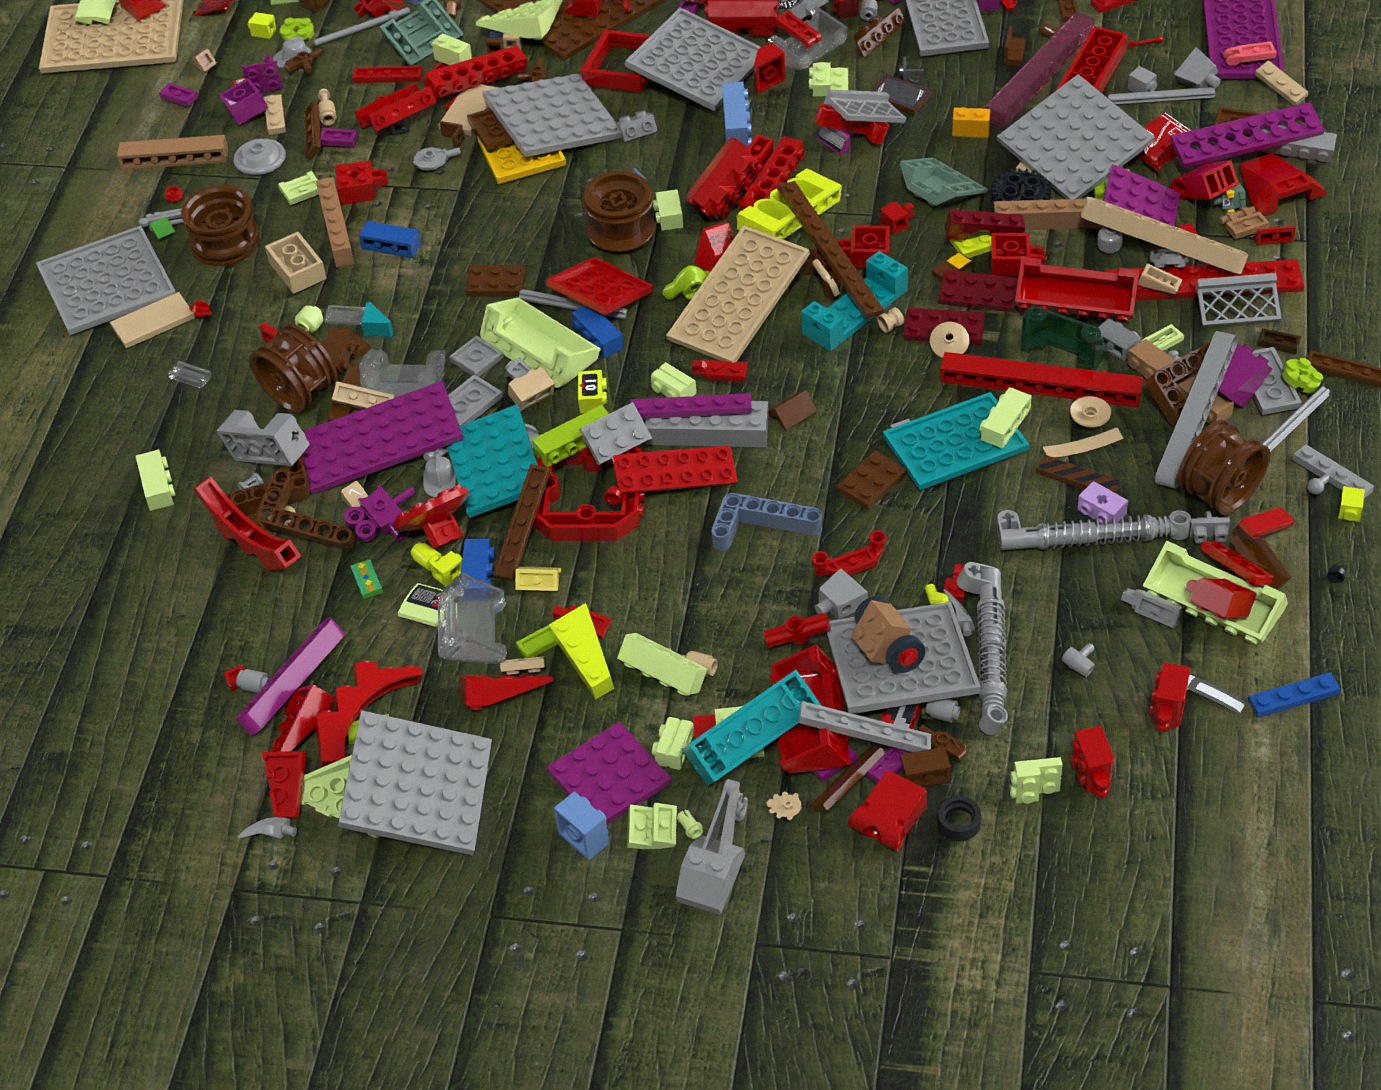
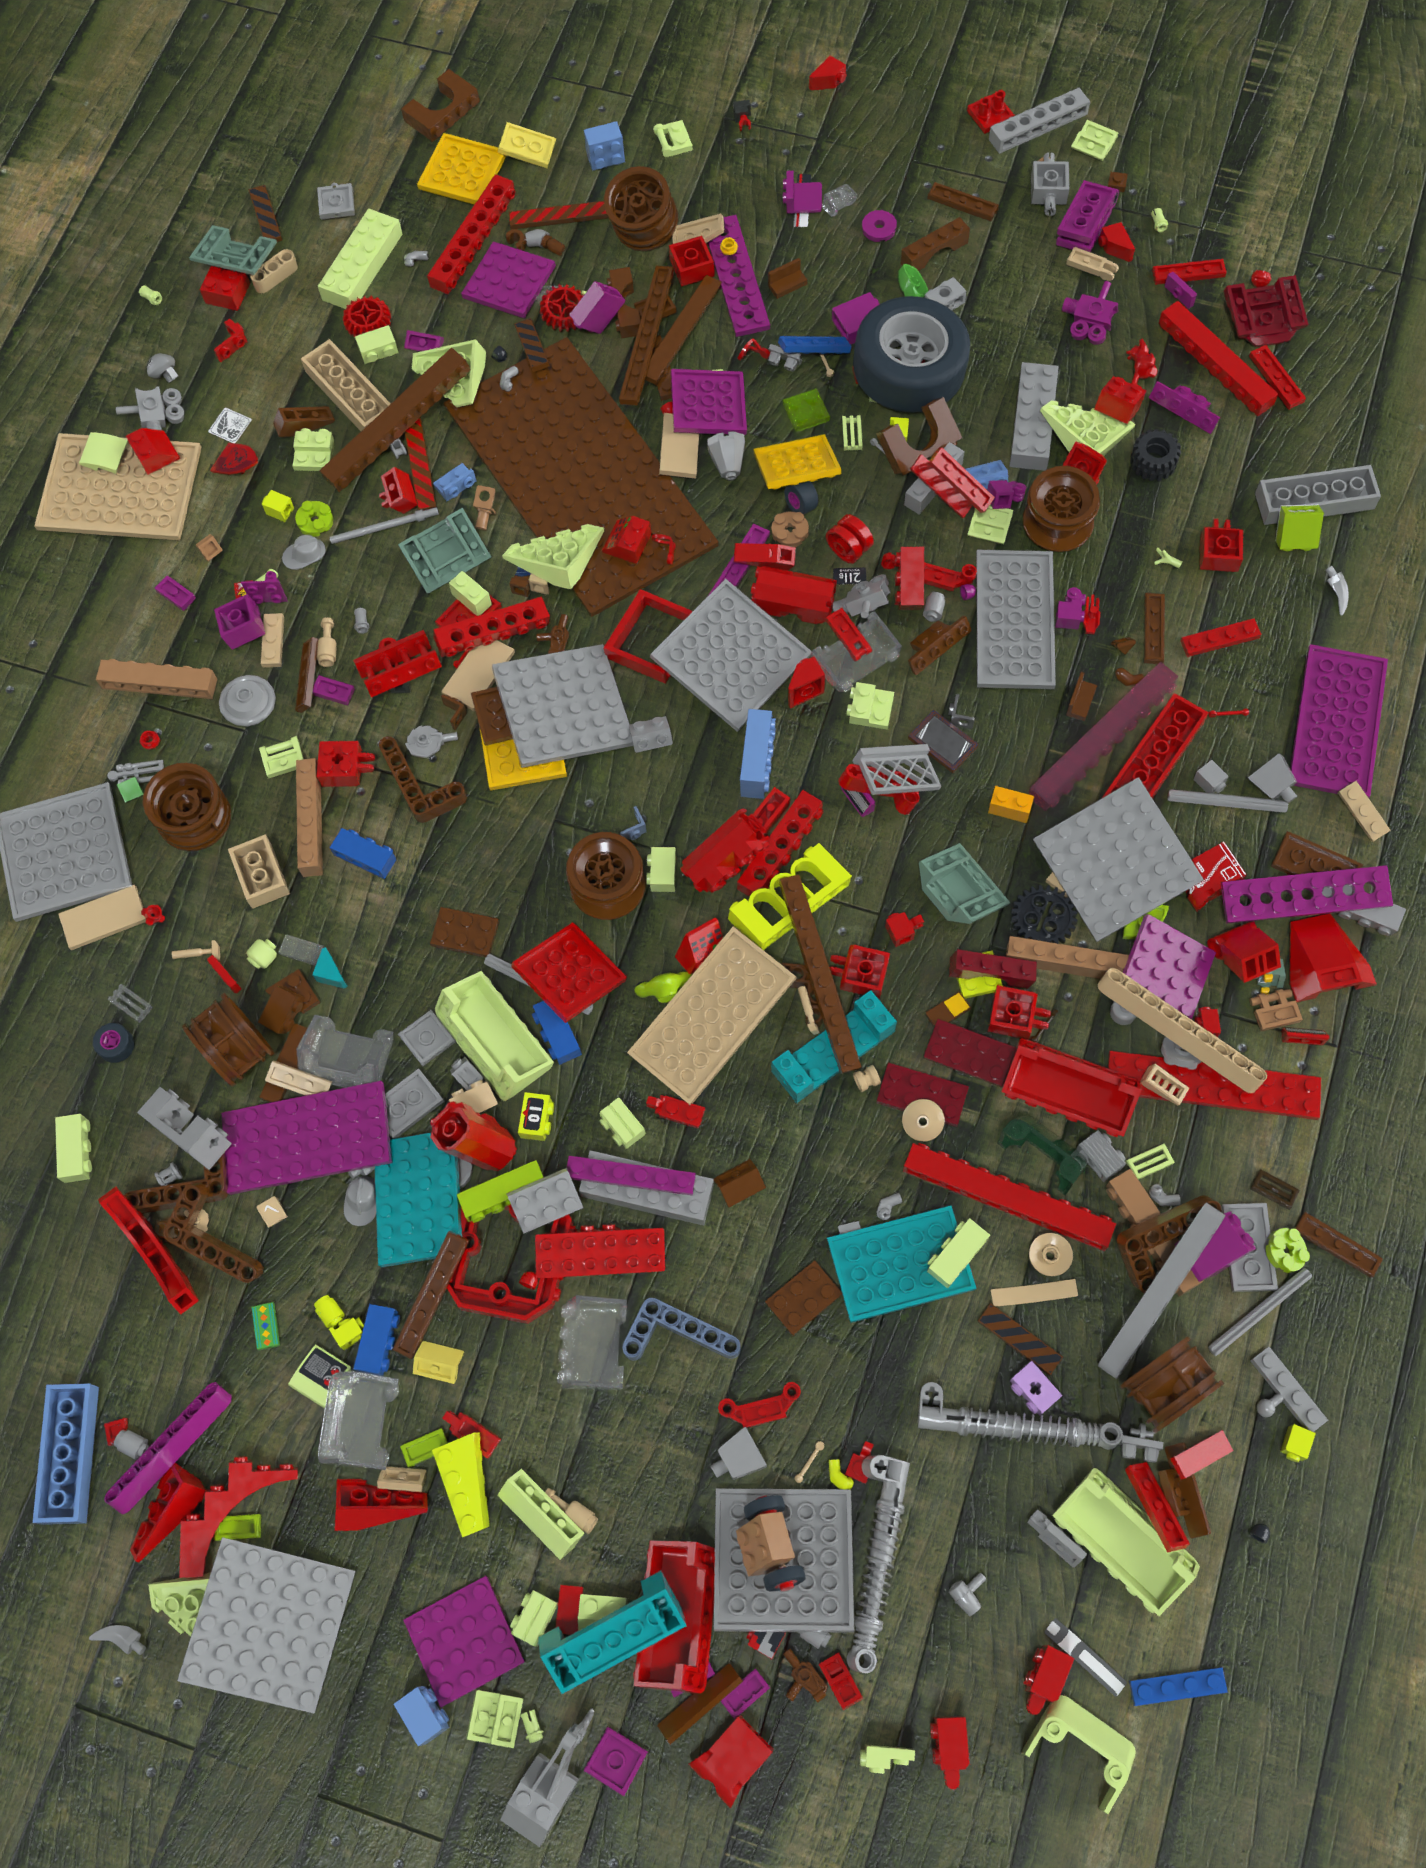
camera: 10 degrees right, 20 degrees up
(180, 401) = (106, 1040): none -> black wheel
(191, 695) = (66, 1454): none -> medium blue brick
(242, 331) = (215, 950): none -> tan piece
(285, 779) = (143, 1585): red wing -> none
(302, 60) = (313, 567): reddish brown piece -> none
(354, 90) = (361, 621): none -> light grey pin
(380, 511) = (294, 1246): magenta piece -> none
(387, 74) = (400, 603): red tile -> none
(433, 199) = (411, 786): none -> reddish brown beam
(435, 516) = (341, 1271): red bracket -> none
(536, 396) = (472, 1137): none -> red brick
(680, 535) = (591, 1343): none -> clear windscreen
(777, 839) = (616, 1761): none -> magenta tile
(784, 805) = (631, 1719): tan piece -> none
(797, 630) = (672, 1498): red piece -> none
(863, 727) = (725, 1658): light grey plate -> none
(913, 582) = (819, 1447): none -> tan hinge
(927, 767) = (780, 1706): reddish brown panel -> none
(930, 404) = (885, 1206): none -> light grey arm
(964, 804) = (819, 1782): black tyre -> none
(965, 621) = (860, 1511): light grey bar -> none
(977, 744) = (840, 1681): none -> red slope
(1041, 11) = (1124, 644): none -> reddish brown slope
(1221, 739) = (1067, 1716): none -> yellowish green windscreen
(1222, 597) = (1128, 1556): red hinge -> none
(1238, 284) = (1243, 1110): light grey fence -> none
(1249, 53) = (1339, 763): coral hinge -> none

